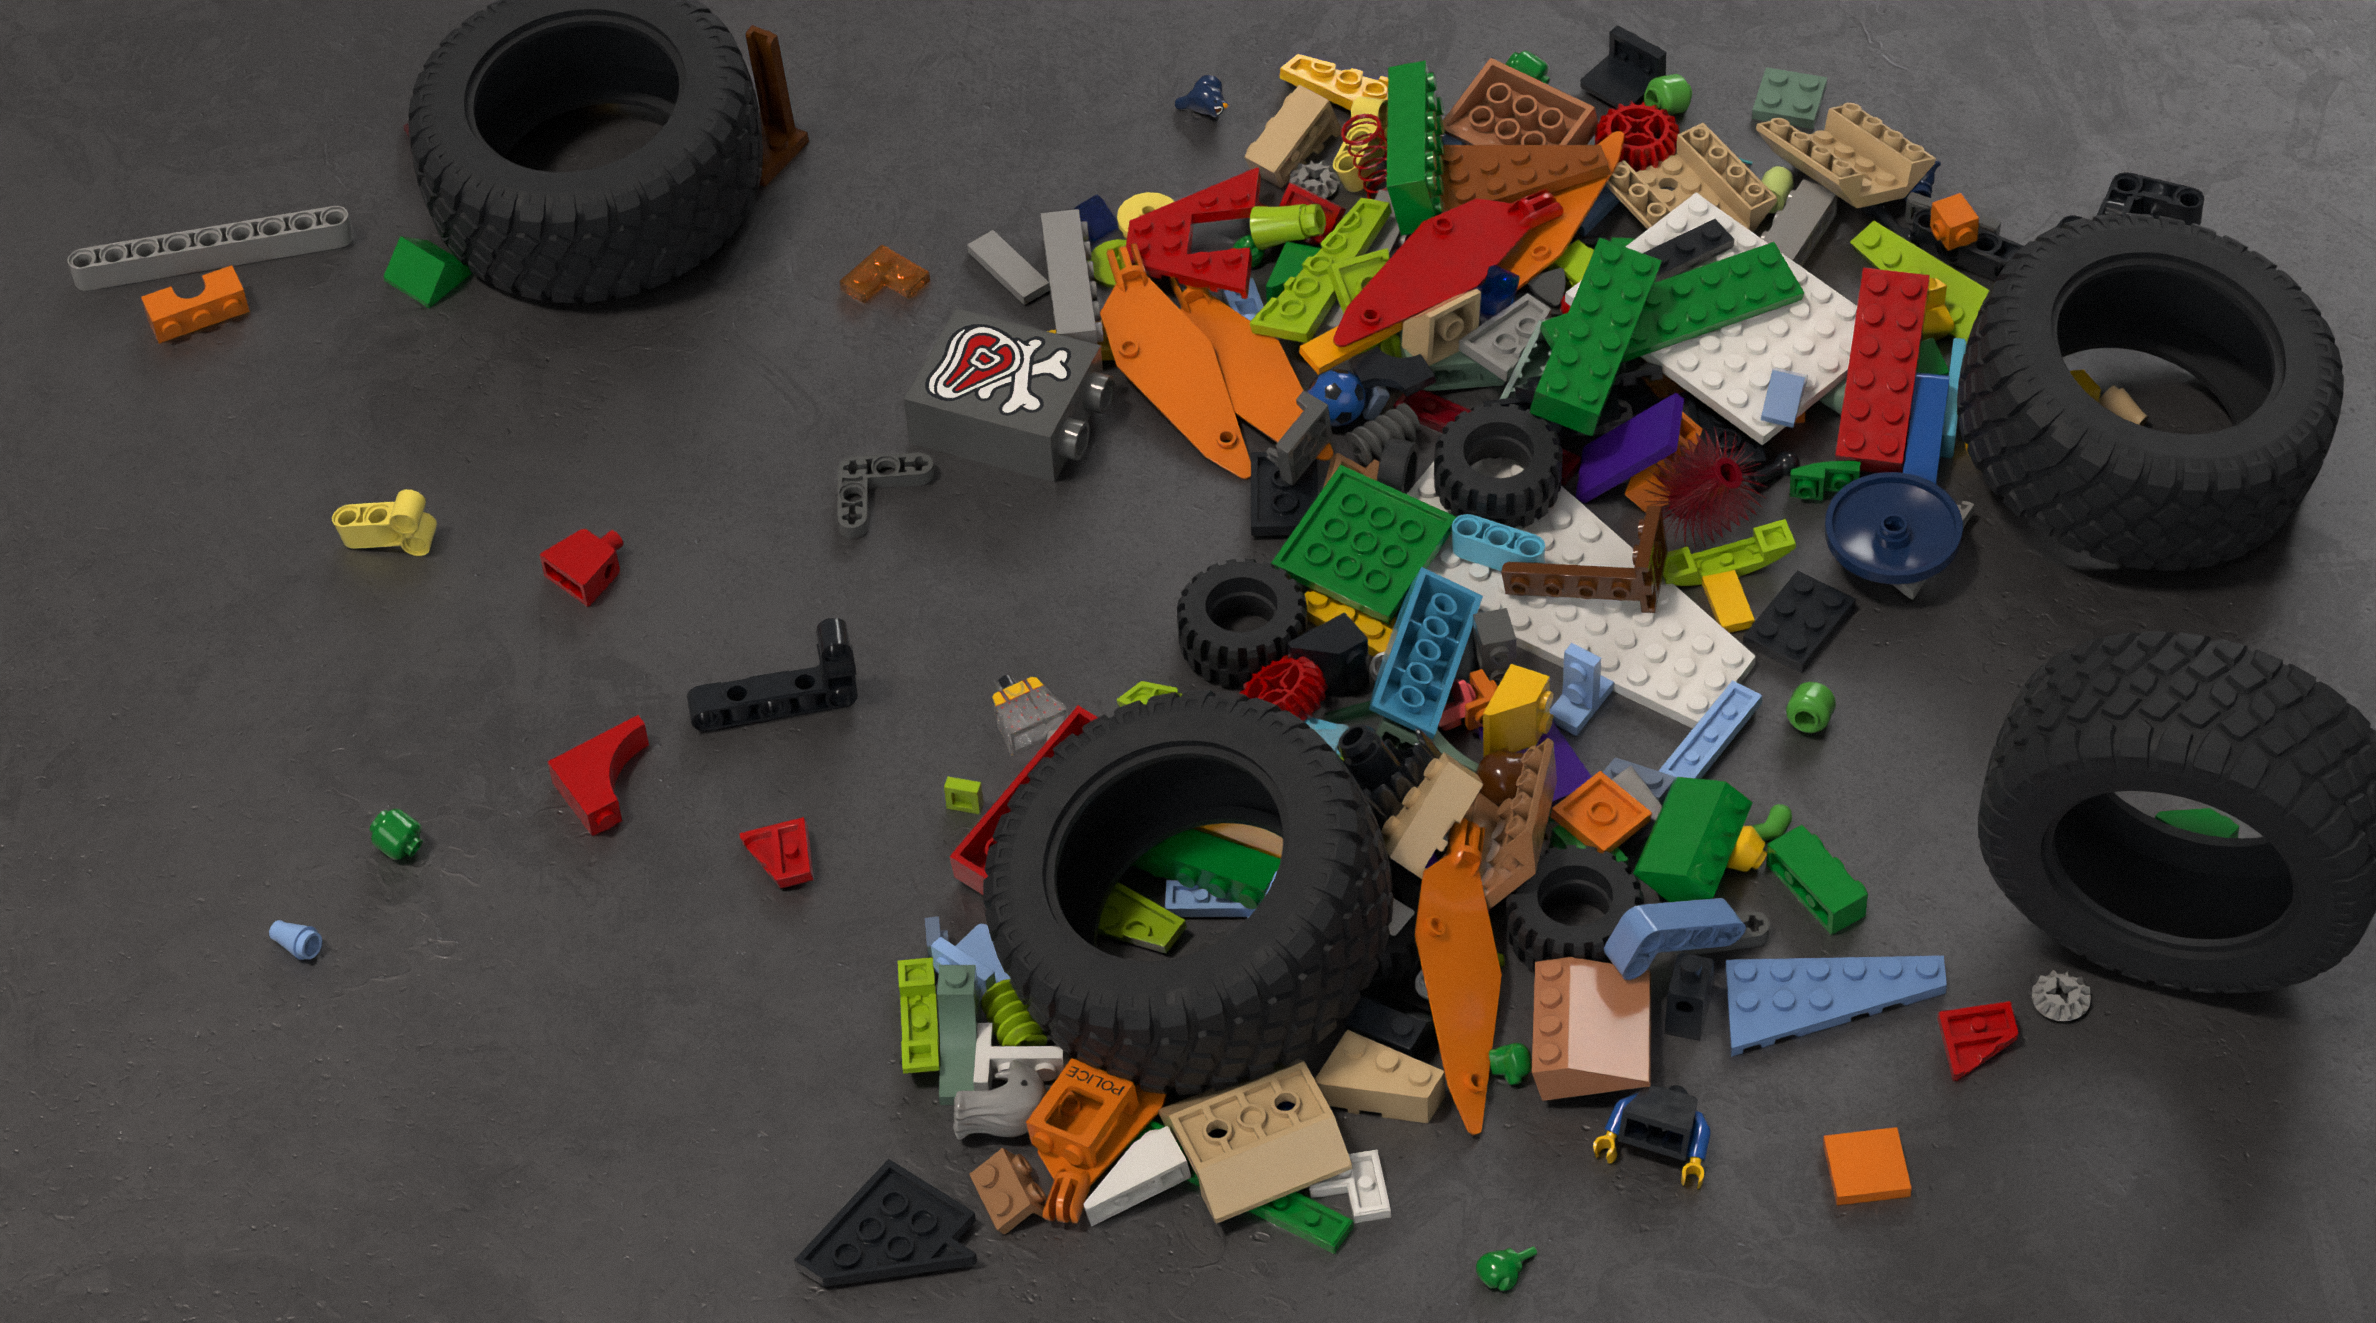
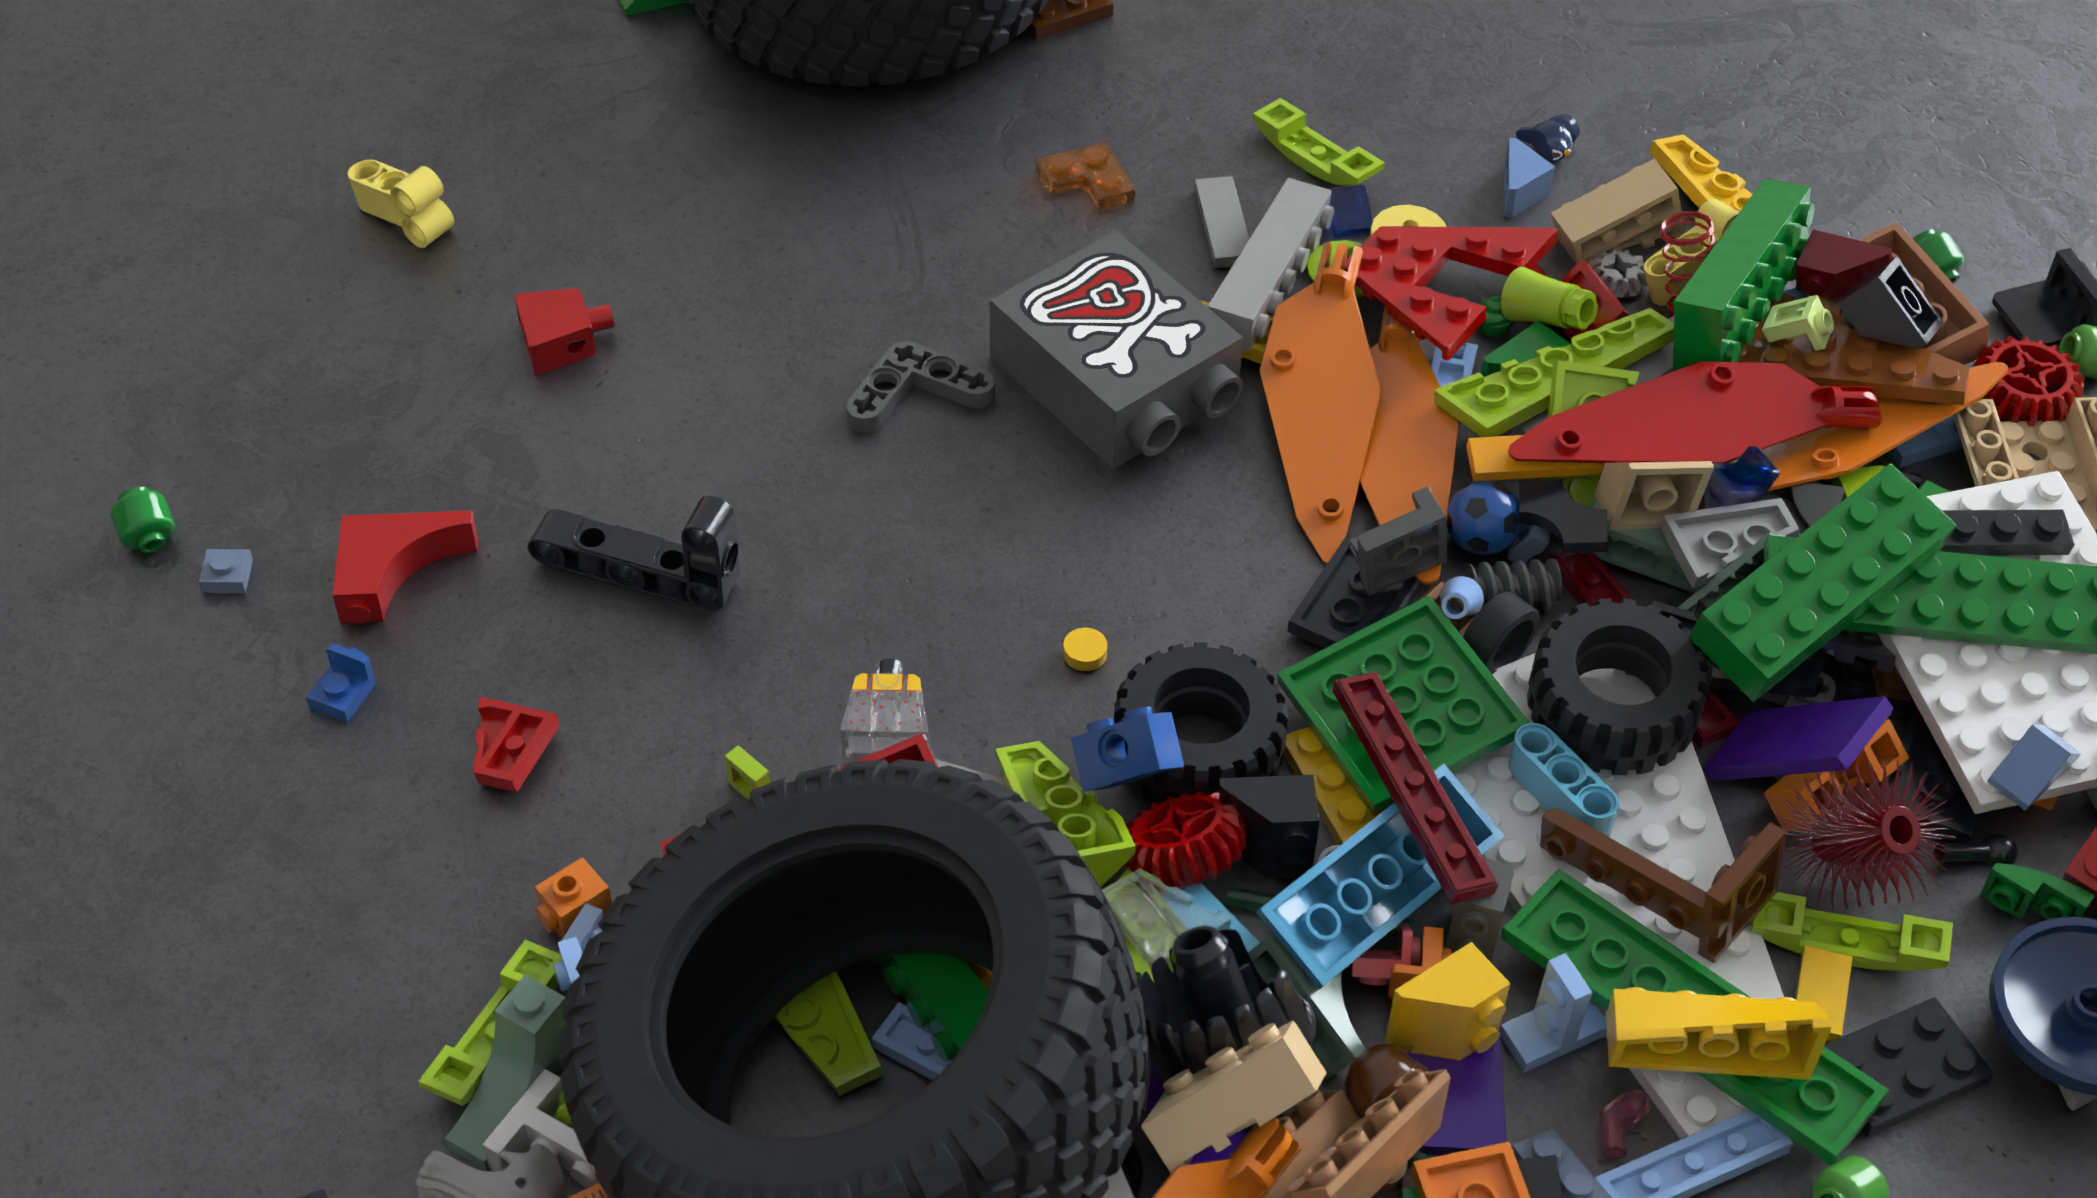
camera: 25 degrees right, 0 degrees up
(482, 840) = (225, 571): none -> sand blue plate
(634, 870) = (343, 683): none -> blue bracket
(905, 923) = (566, 893): none -> orange brick
(1038, 185) = (1315, 154): none -> lime slope
(1124, 610) = (1085, 649): none -> yellow tile
(1204, 137) = (1526, 178): none -> medium blue slope
(1233, 644) = (1151, 749): none -> blue brick
(1354, 452) = (1467, 591): none -> light blue cone
(1413, 588) = (1415, 788): none -> dark red tile
(1468, 160) = (1797, 318): none -> yellowish green bracket
(1471, 108) = (1835, 263): none -> dark red slope
(1524, 125) = (1890, 307): none -> black slope
(1650, 733) = (1619, 1118): none -> clear pink arm
(1663, 647) = (1622, 953): none -> green plate
(1685, 649) = (1715, 1033): none -> yellow wedge

